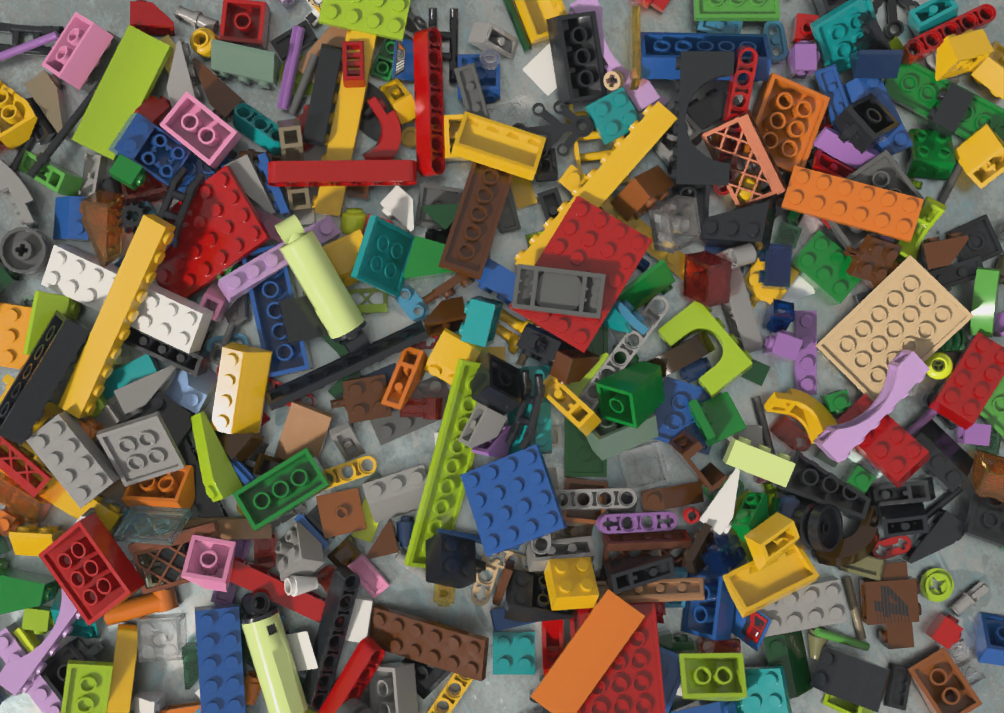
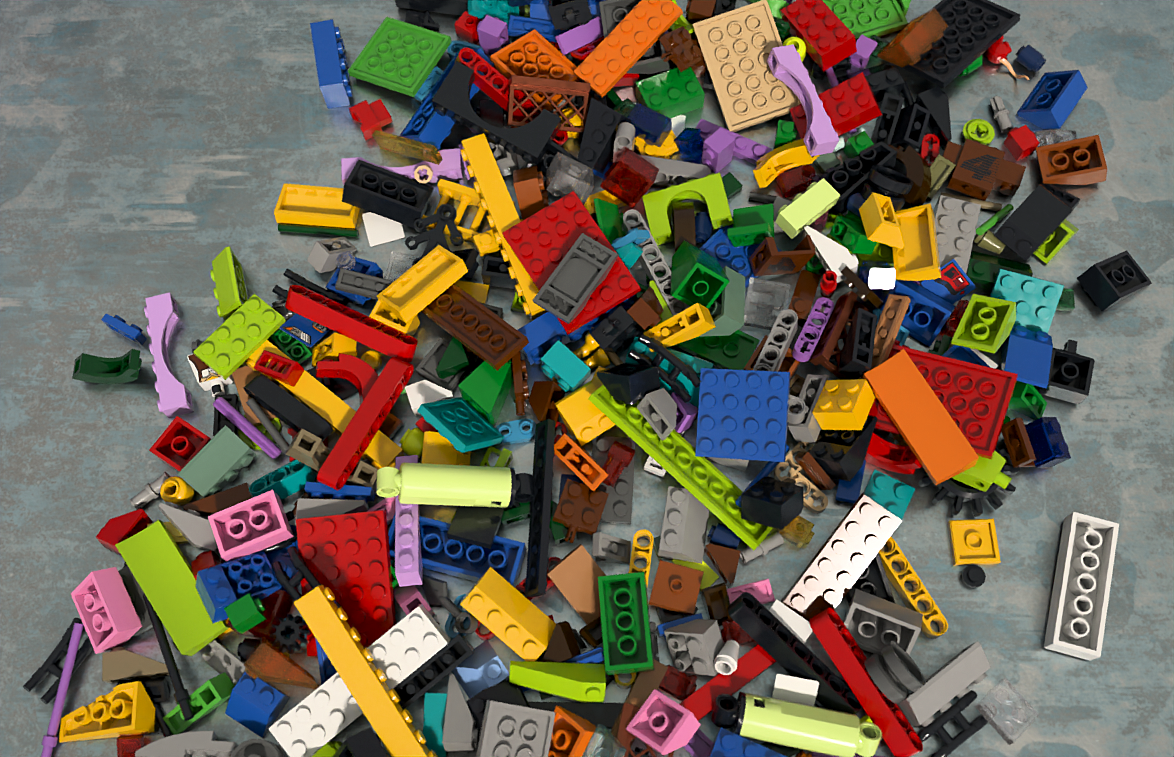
camera: 65 degrees left, 20 degrees down
(612, 115) = (452, 187): teal plate -> none

